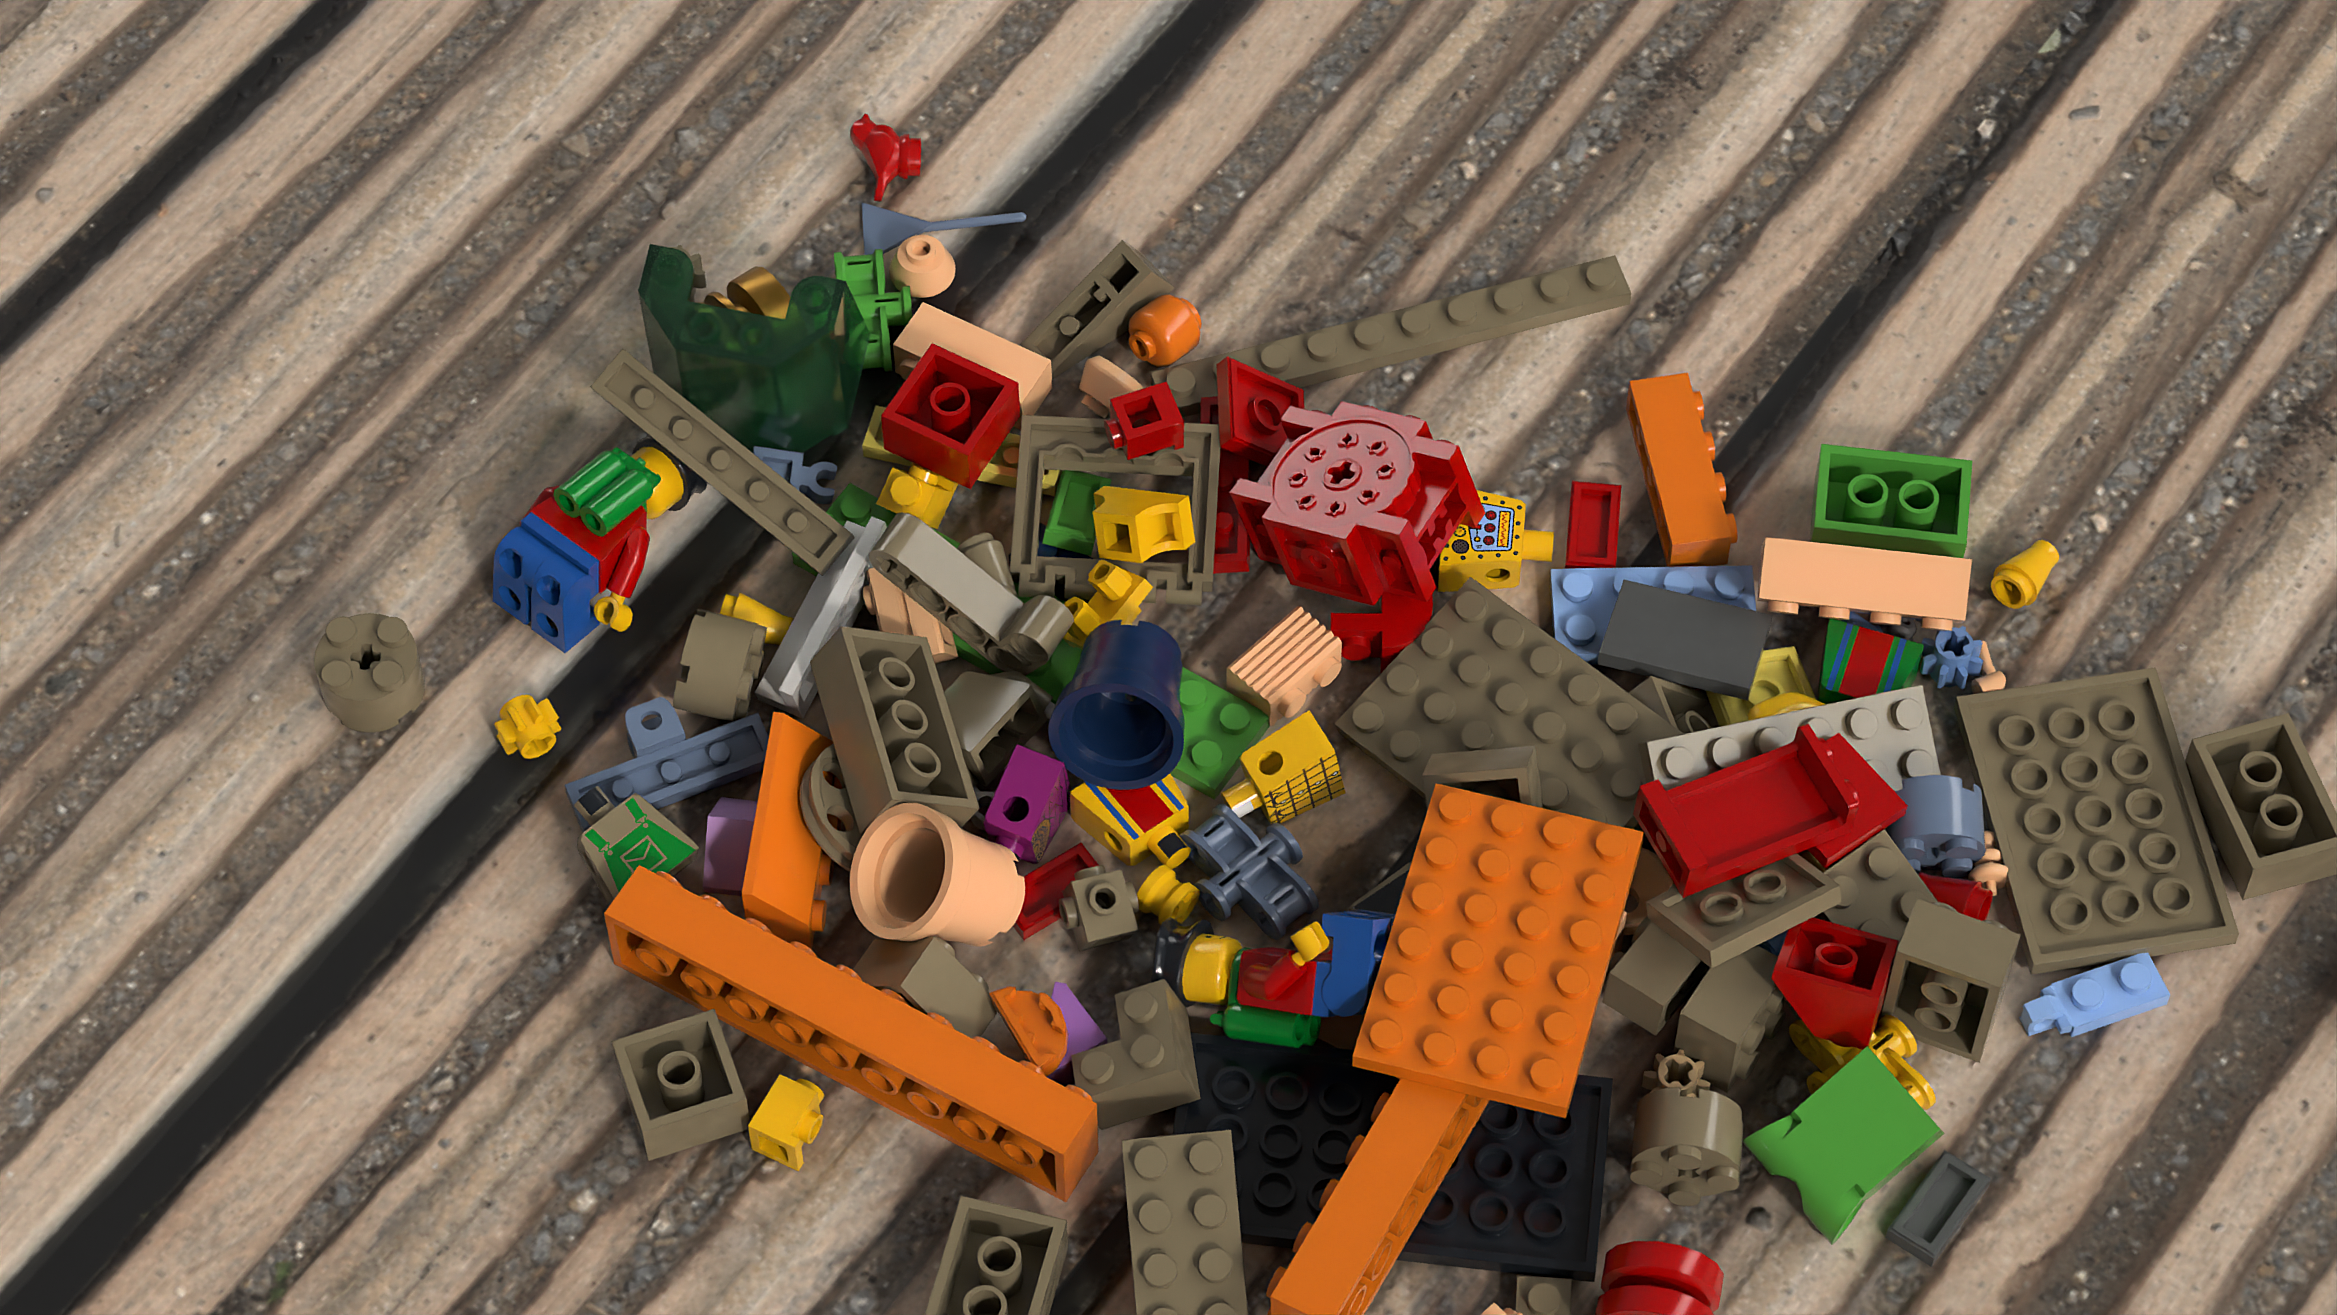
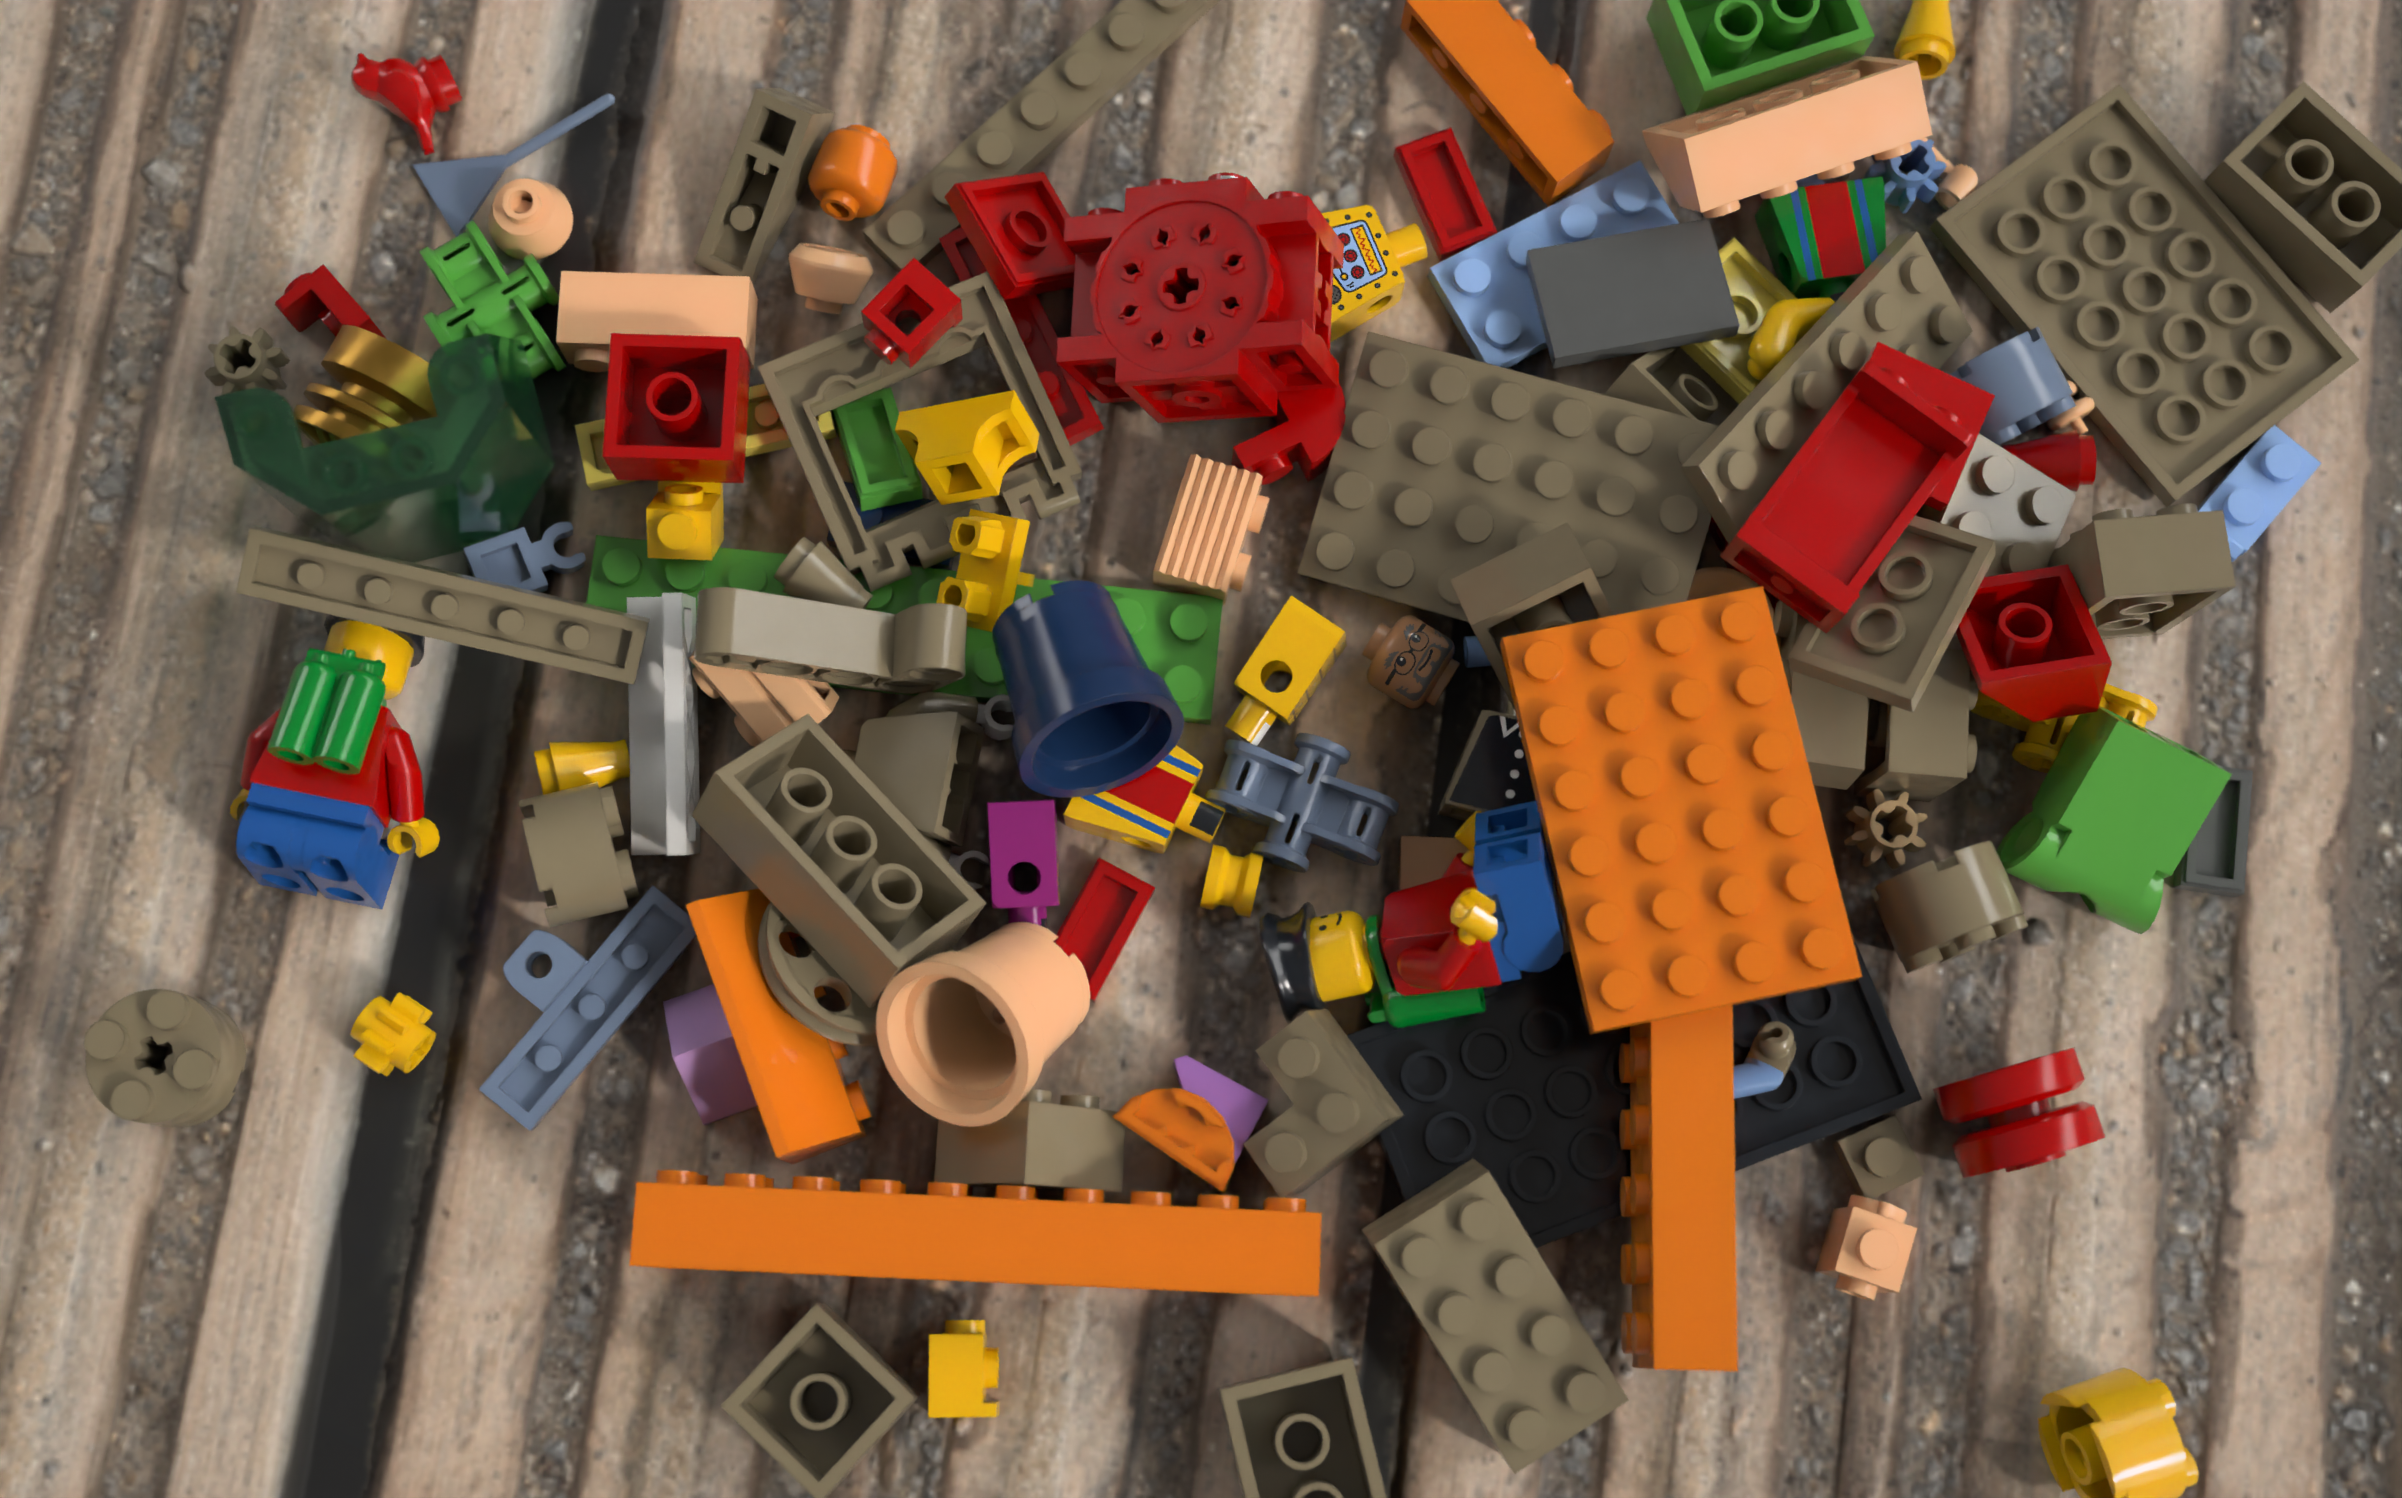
camera: 35 degrees left, 20 degrees up
(628, 838) = (599, 1134): torso -> none
(744, 252) = (324, 298): none -> red bracket
(1098, 925) = (1169, 937): dark tan brick -> none
(1383, 817) = (1410, 662): none -> medium nougat head
(1483, 1190) = (1766, 1061): none -> arm

